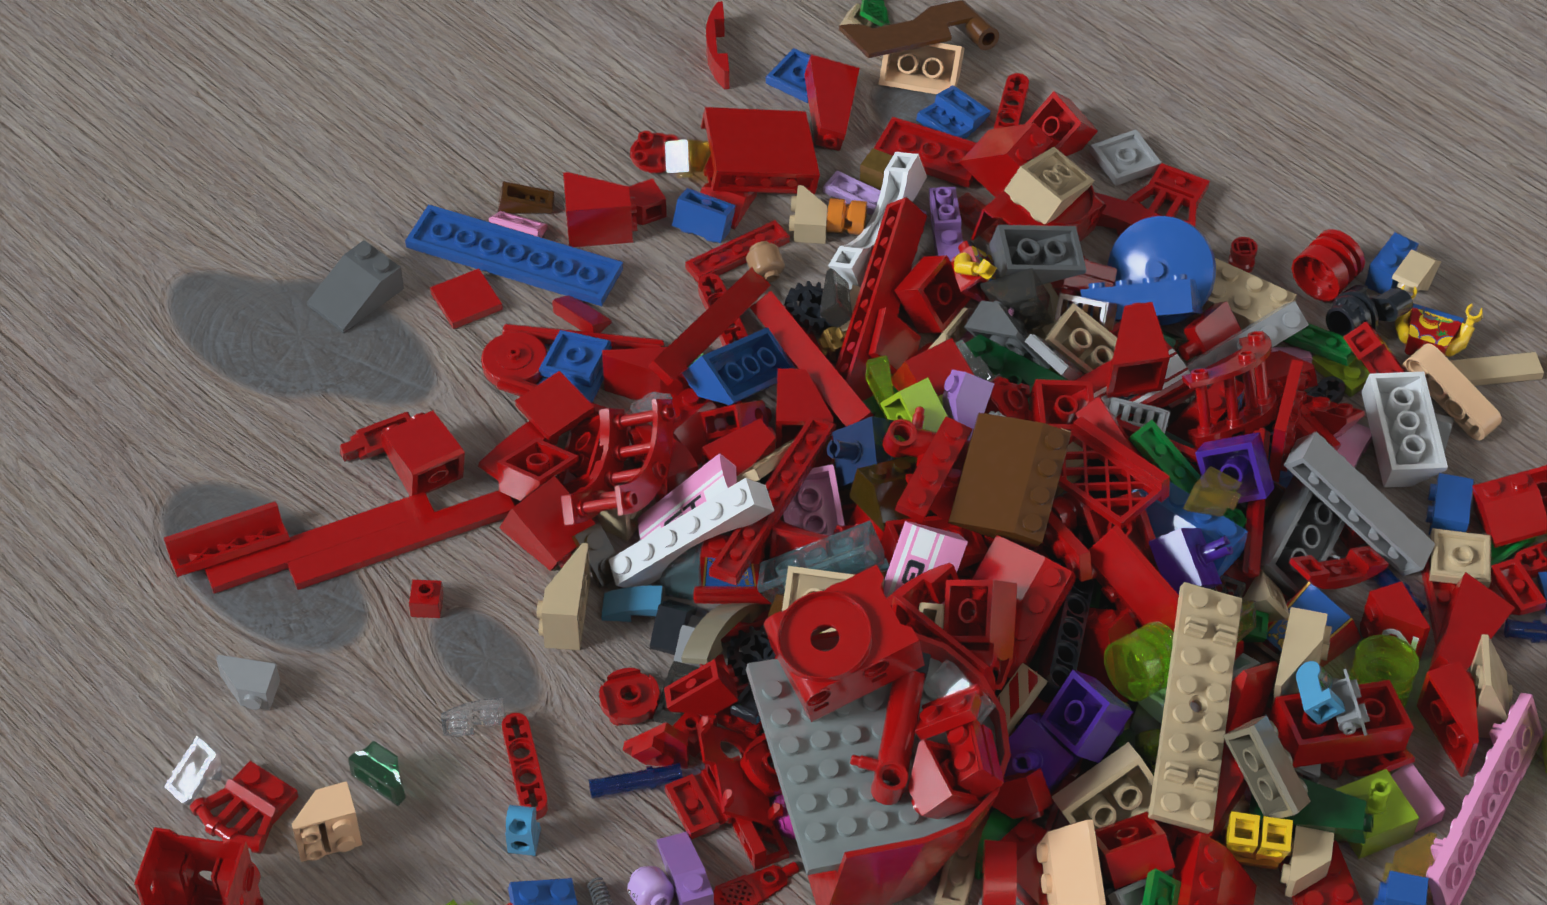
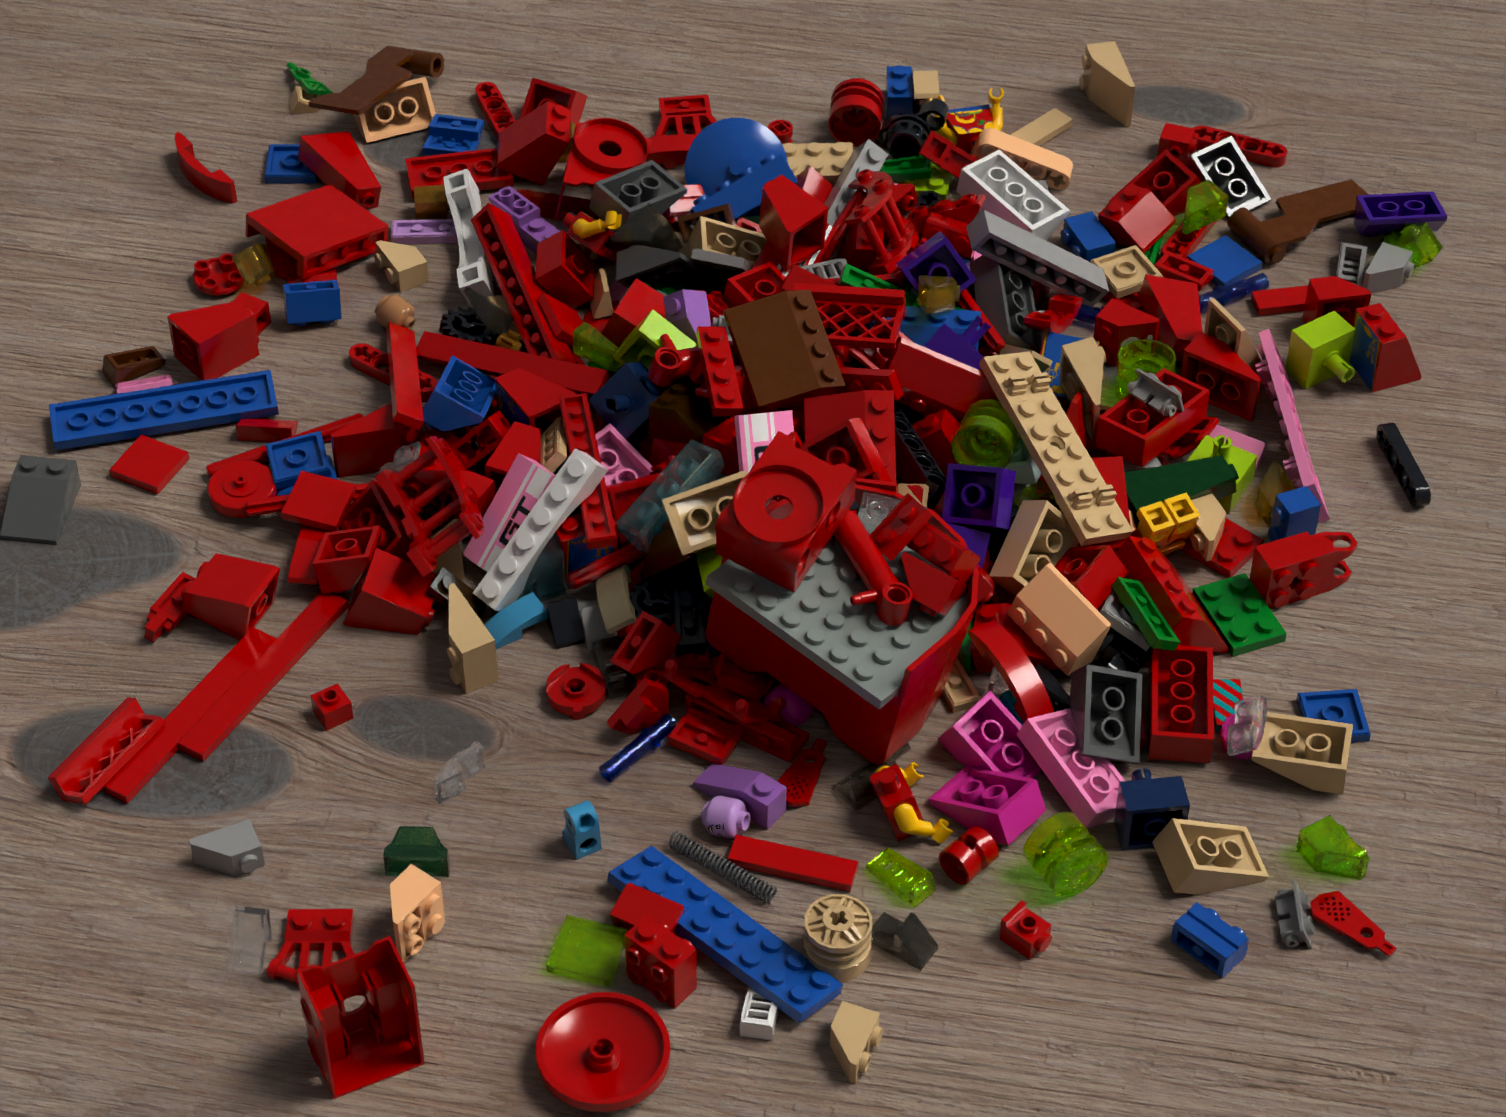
camera: 35 degrees left, 5 degrees down
(524, 765) = (529, 790): red beam -> none
(735, 251) = (358, 321): red tile -> none
(846, 216) = (438, 248): orange wheel -> none
(1048, 185) = (606, 140): tan slope -> none
(1125, 157) = (625, 105): light grey plate -> none
(1267, 768) = (1140, 464): dark tan slope -> none
(1287, 419) = (945, 209): red plate -> none
(1316, 694) = (1138, 401): dark azure leg -> none

